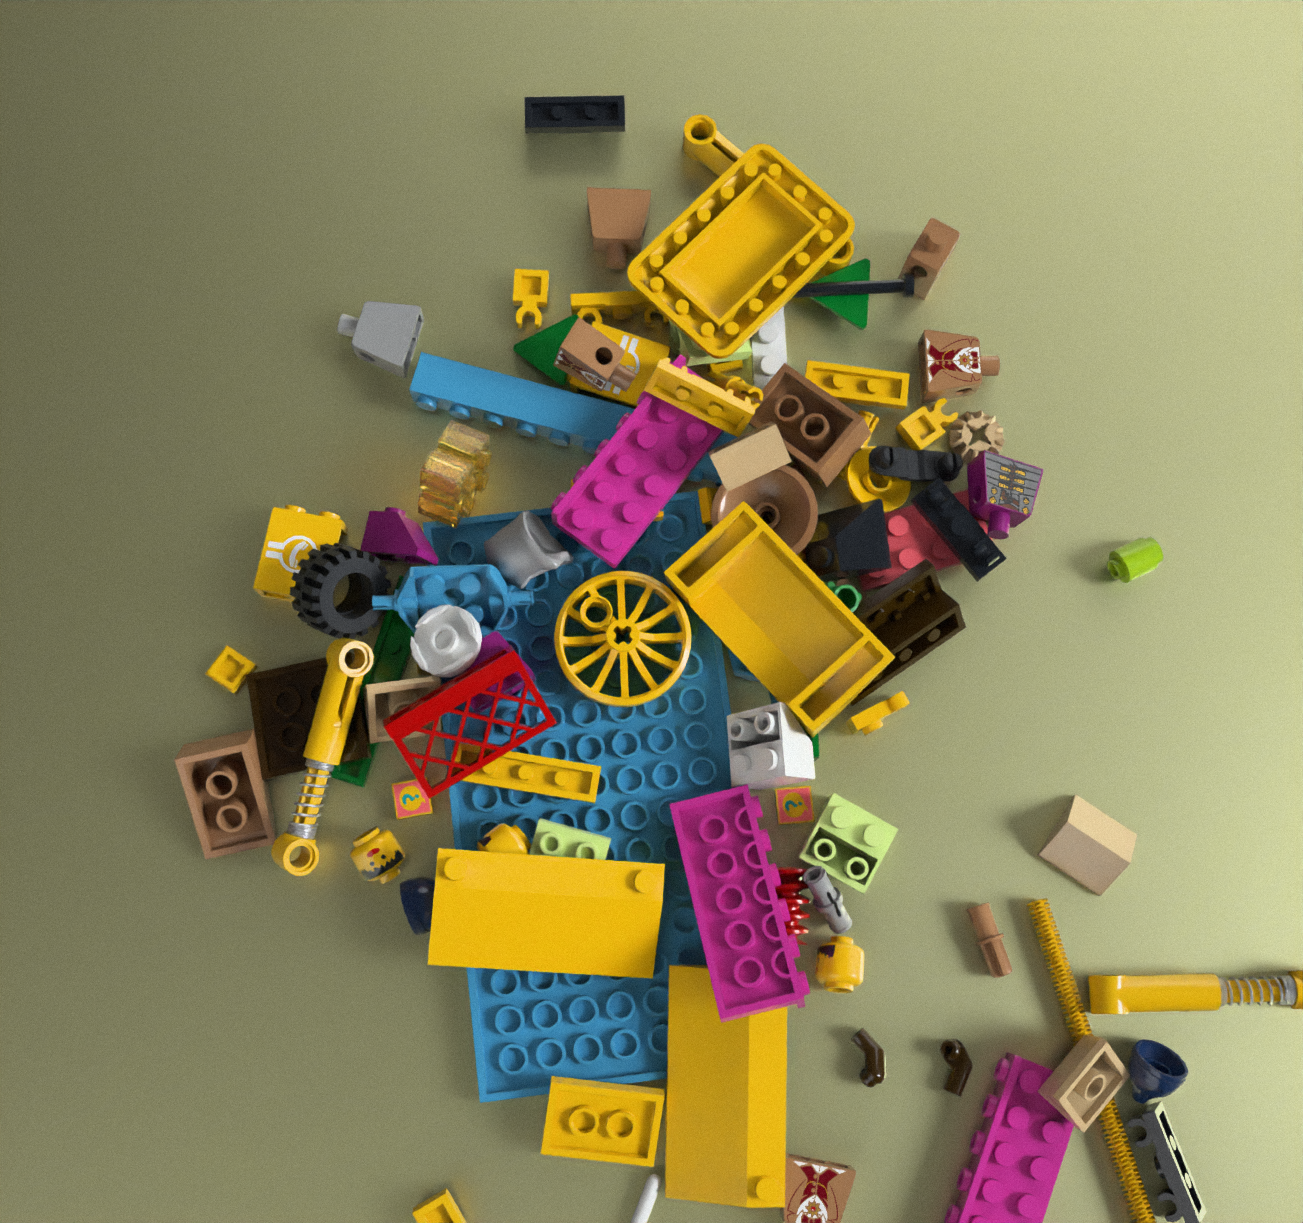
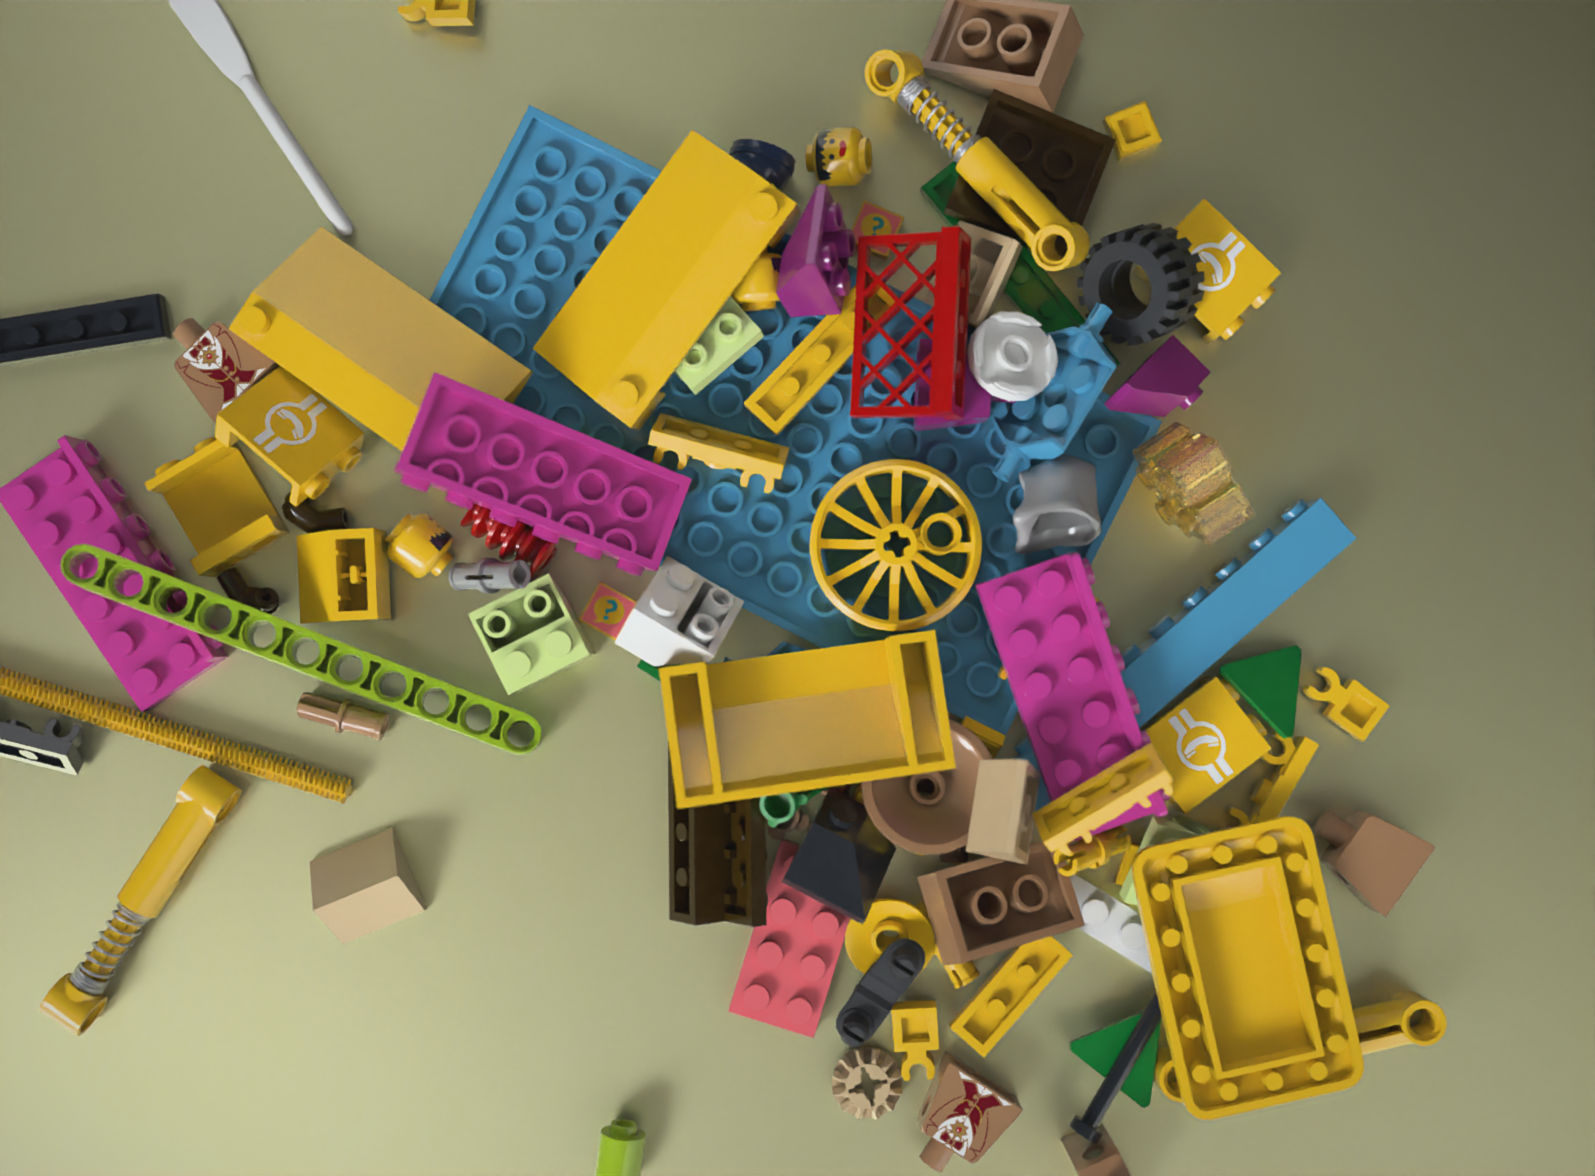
camera: 125 degrees right, 10 degrees up
(384, 334) = (1403, 515): light grey torso -> none
(465, 817) = (816, 260): none -> magenta slope
(574, 114) = (1534, 893): black plate -> none
(585, 350) = (1244, 713): medium nougat torso -> none
(602, 1121) = (430, 210): yellow plate -> none
(636, 799) = (718, 449): none -> yellow plate
(825, 1107) = (292, 432): none -> yellow panel
(870, 719) = (642, 750): yellow plate -> none
(899, 1004) = (343, 576): none -> yellow slope
(909, 1131) = (219, 505): none -> yellow panel
(958, 529) = (777, 986): black plate -> none
(978, 1005) = (245, 620): none -> lime beam
(1001, 491) = (786, 1063): torso -> none
(1085, 1081) = (142, 706): tan slope -> none
(1154, 1071) = (105, 788): dark blue helmet -> none

